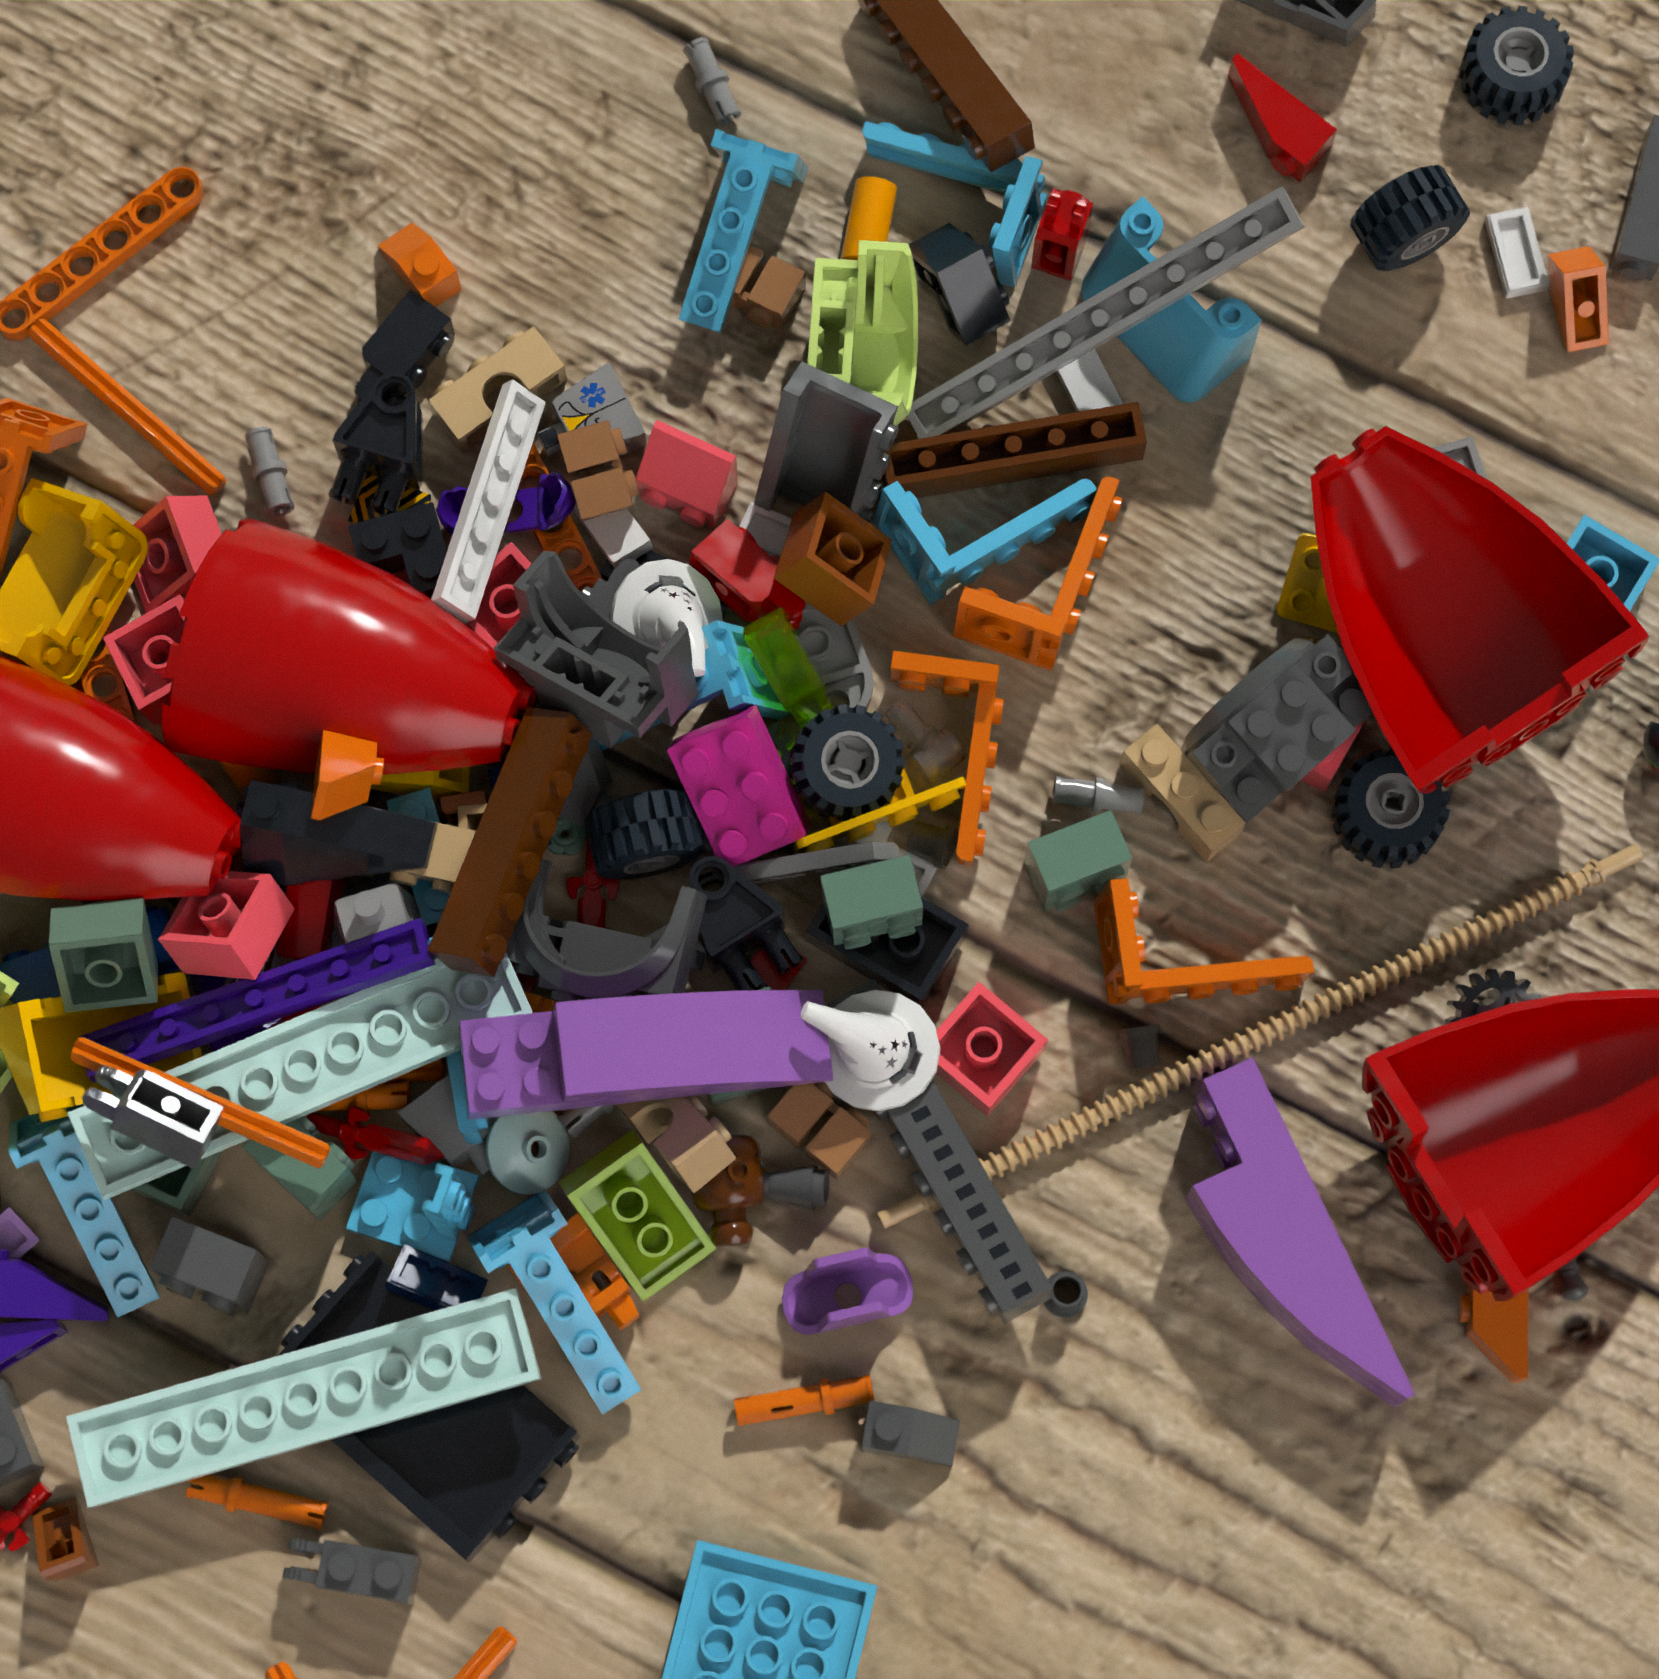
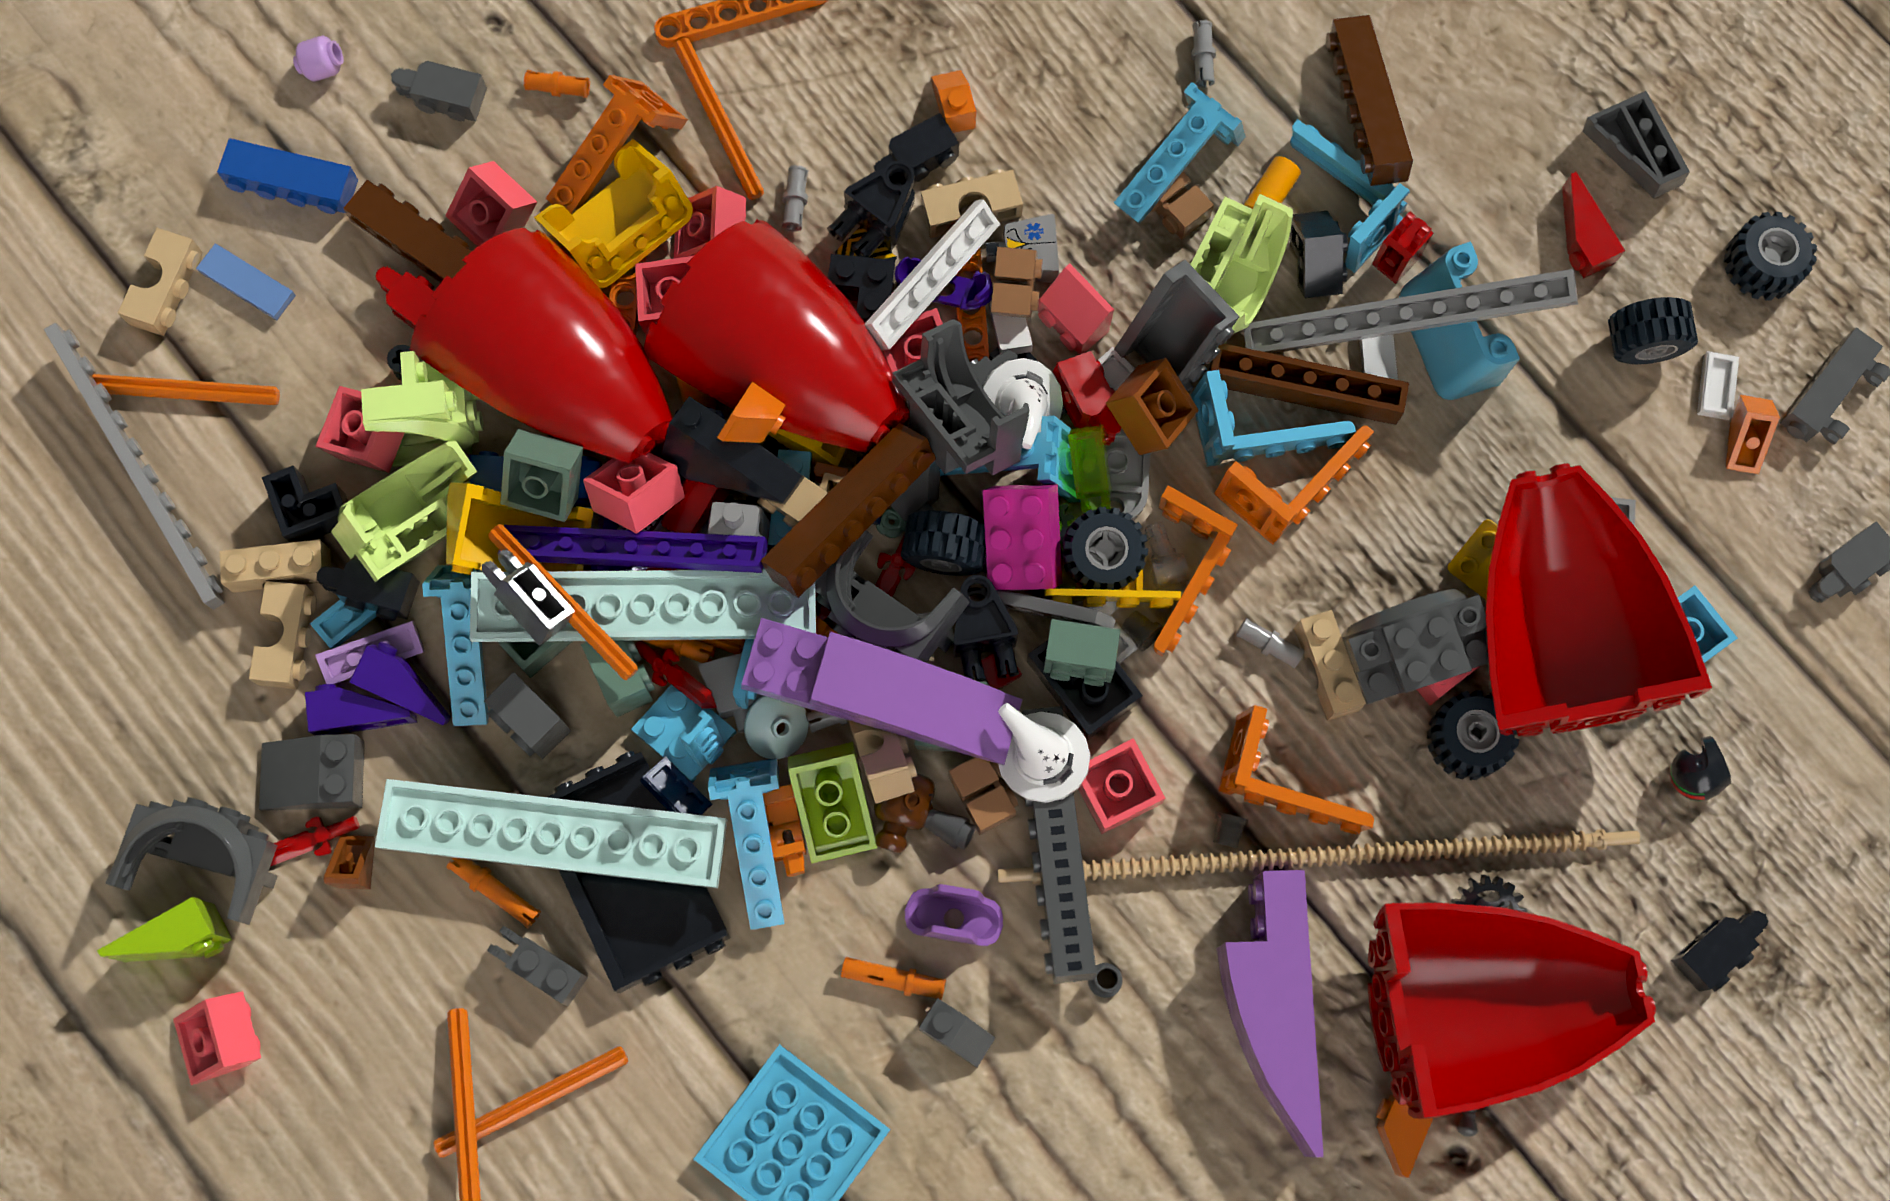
camera: 20 degrees right, 0 degrees up
(1077, 861) = (1236, 682): sand green brick -> none

